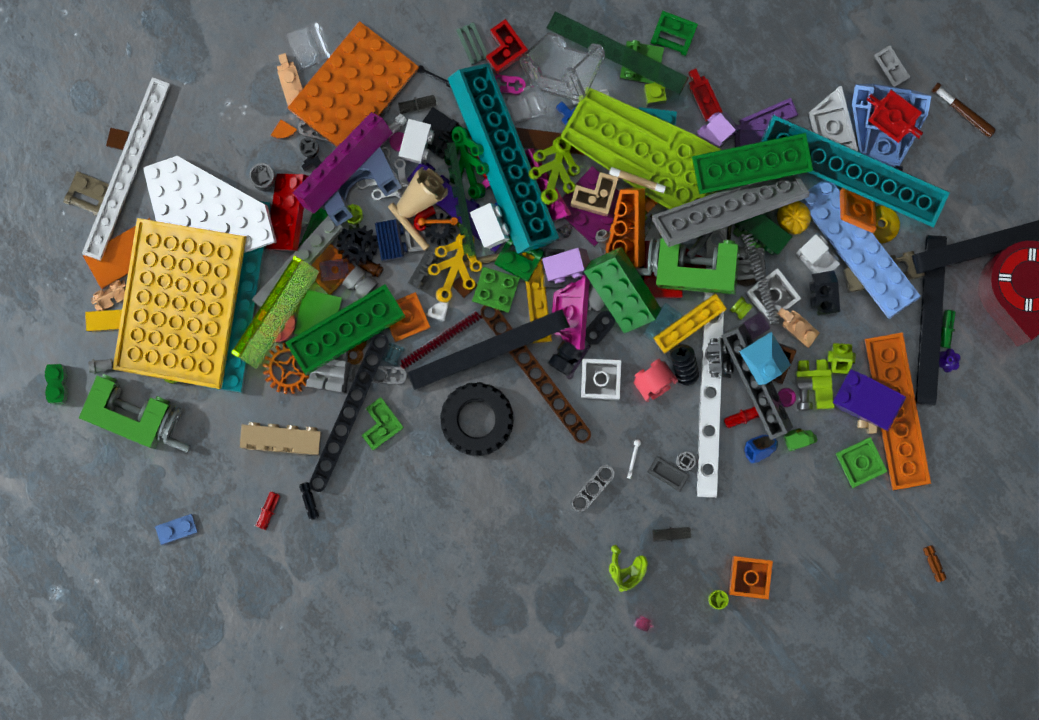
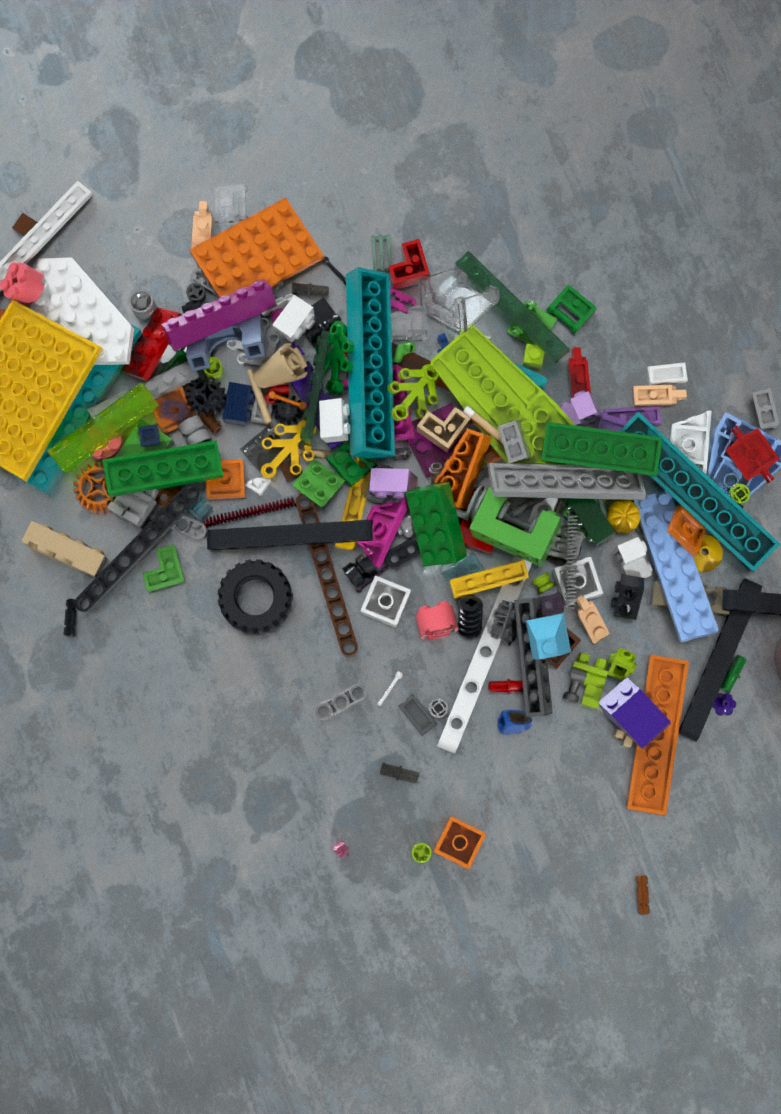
camera: 20 degrees right, 5 degrees down
(141, 199) = (22, 283): none -> coral brick
(268, 510) = (28, 612): red axle -> none
(283, 130) = (178, 270): orange tile -> none
(320, 302) = (149, 435): none -> dark blue plate
(528, 131) = (402, 350): none -> bright green arm
(636, 570) = (353, 796): lime helmet -> none
(668, 186) = (514, 441): none -> light grey hinge
(785, 88) = (657, 395): none -> light nougat hinge
(787, 64) = (667, 374): none -> white tile
(787, 397) = (557, 683): dark pink tile -> none
(799, 438) = (554, 726): bright green rock -> none
(861, 462) = (605, 771): bright green plate -> none
(893, 154) = (739, 493): none -> lime wheel

